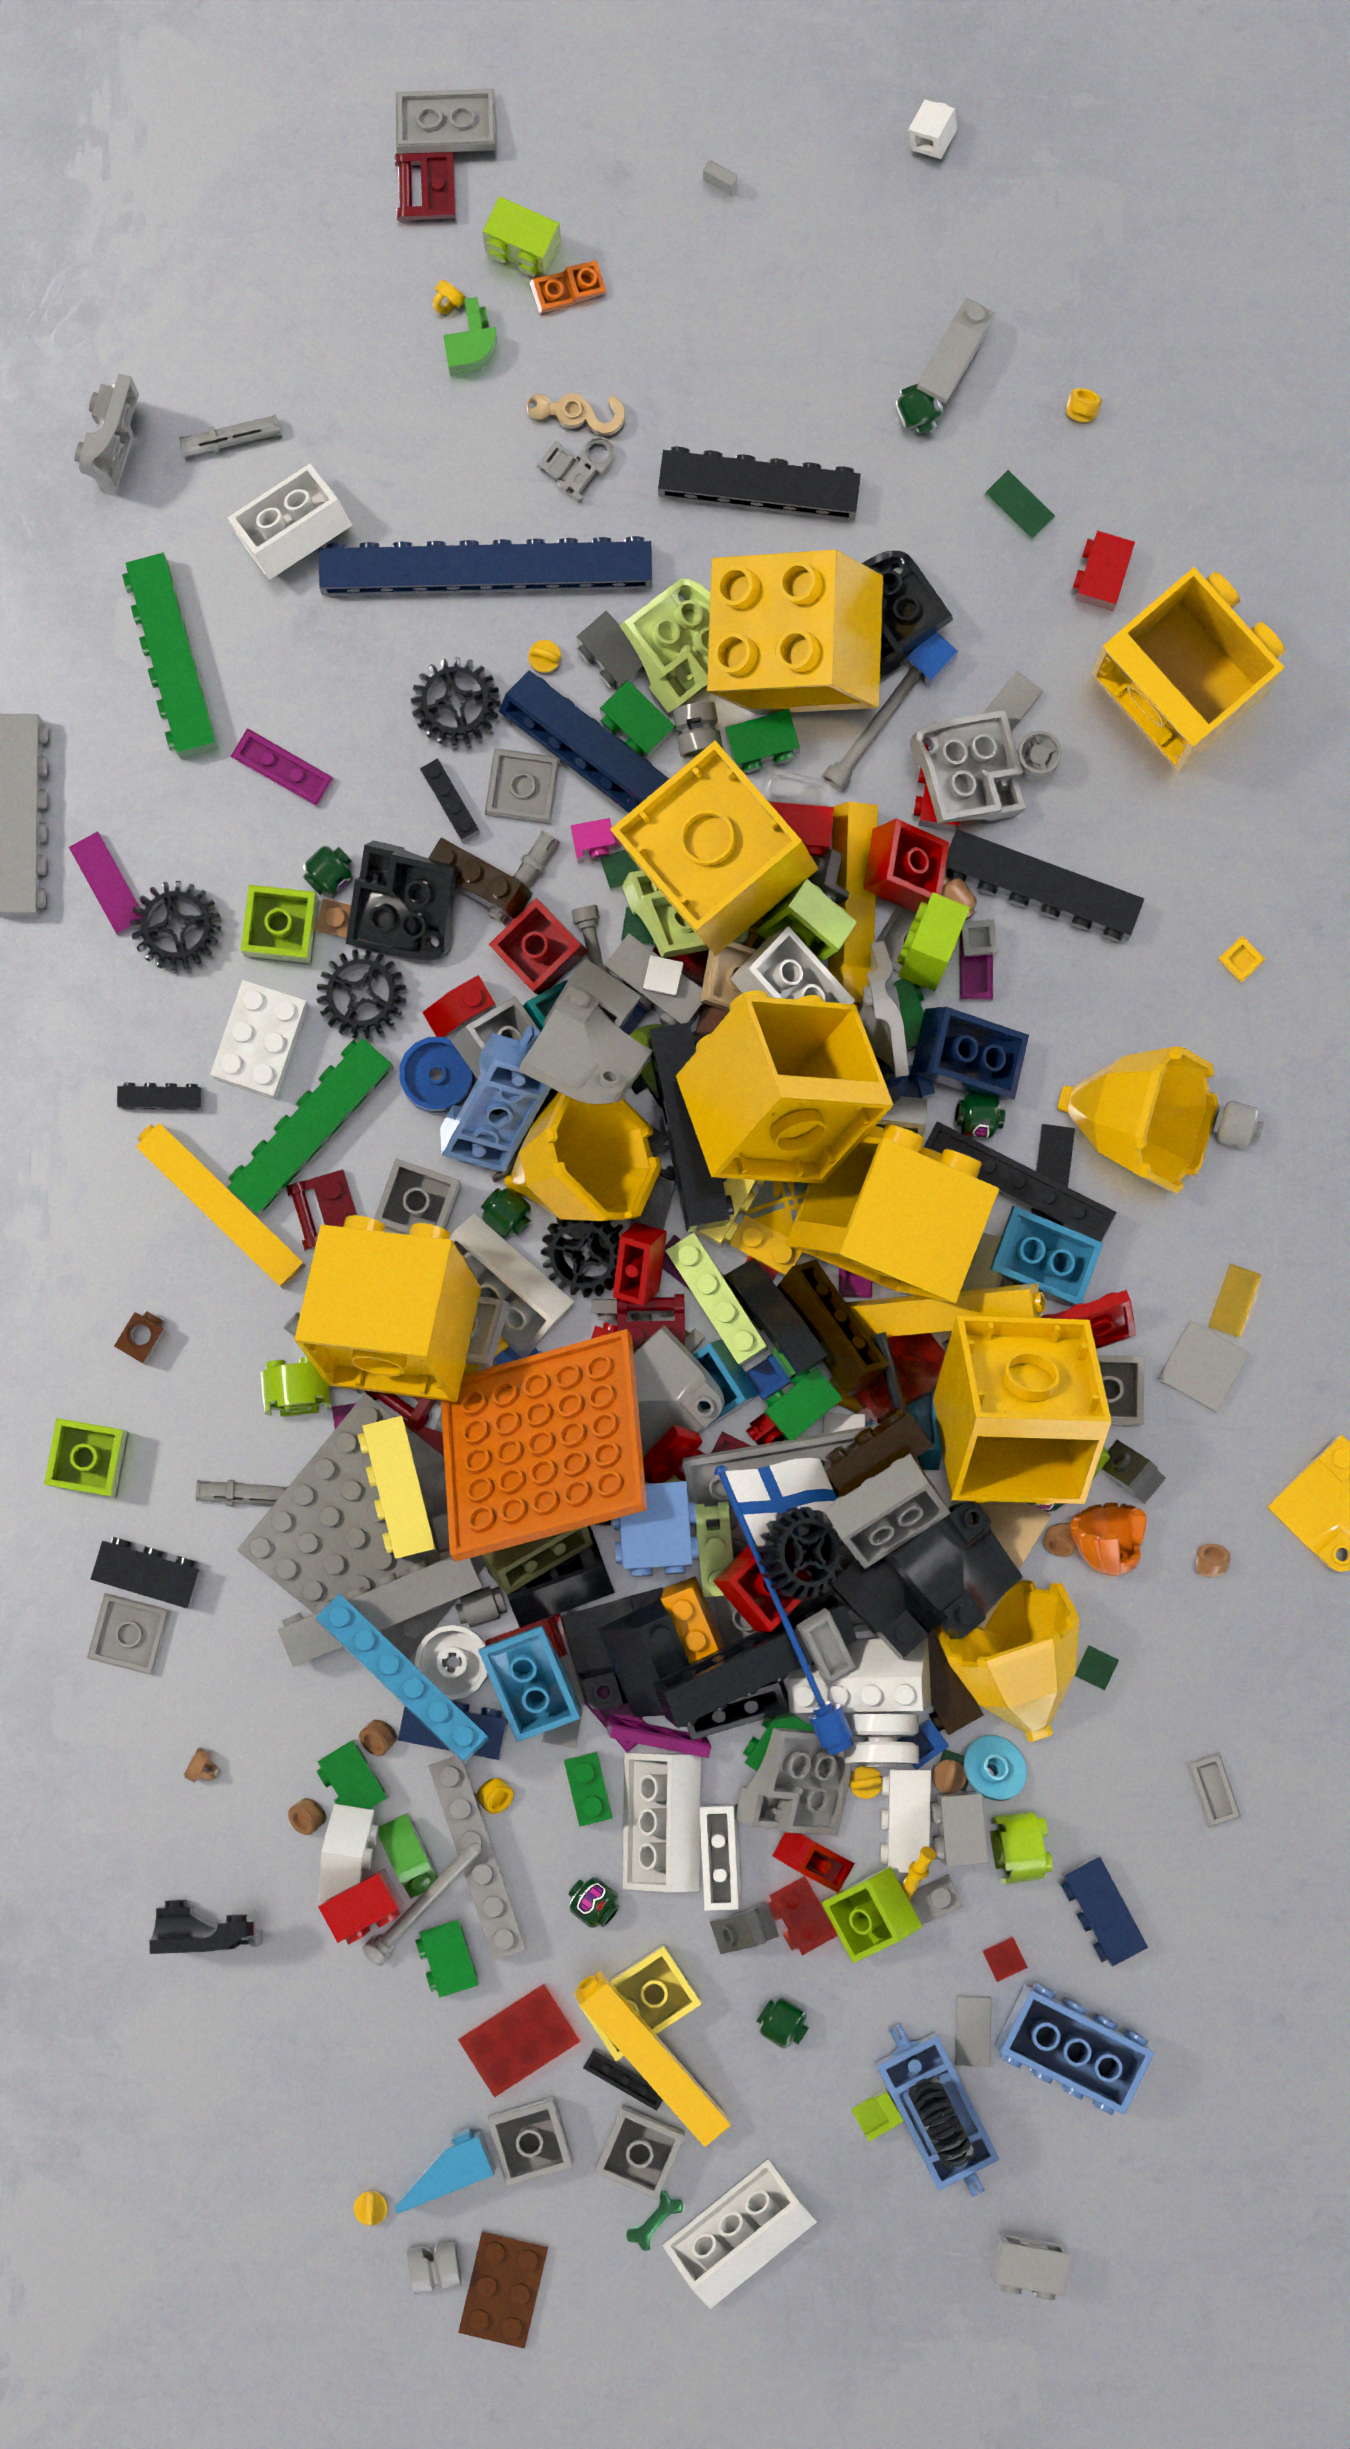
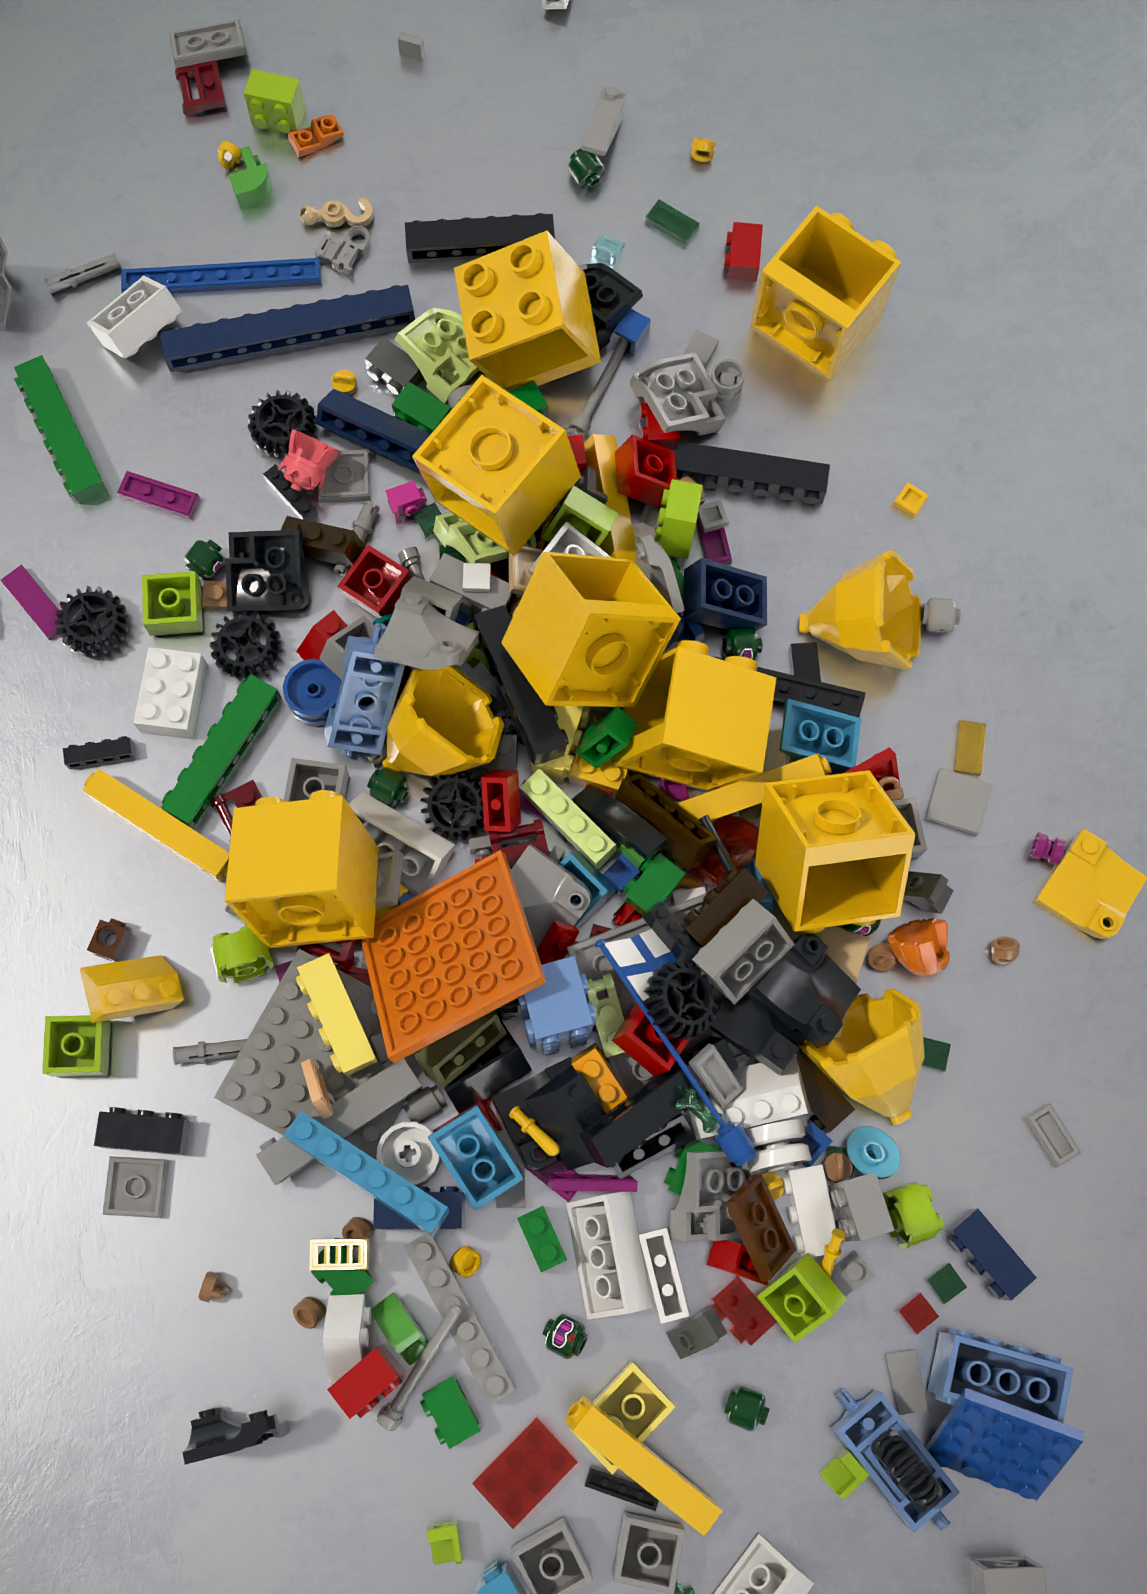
camera: 15 degrees left, 10 degrees down
(160, 1401) = (130, 988): none -> yellow slope
(360, 1567) = (317, 1089): none -> light nougat tile
(380, 1767) = (363, 1254): none -> slope
(412, 473) = (229, 275): none -> blue tile
(416, 2096) = (445, 1542): none -> lime panel
(480, 767) = (307, 461): none -> coral hat
(598, 1659) = (529, 1126): none -> yellow piece
(781, 1213) = (606, 737): none -> green brick
(788, 1671) = (689, 1102): none -> clear green piece
(808, 1471) = (671, 933): none -> black piece
(842, 1826) = (761, 1227): none -> reddish brown plate
(926, 528) = (607, 249): none -> clear light blue slope
(1045, 1932) = (946, 1283): none -> clear green tile
(1058, 2118) = (1003, 1444): none -> blue plate
(1116, 1345) = (893, 794): none -> medium nougat tile
(1290, 1442) = (1047, 848): none -> magenta wheel

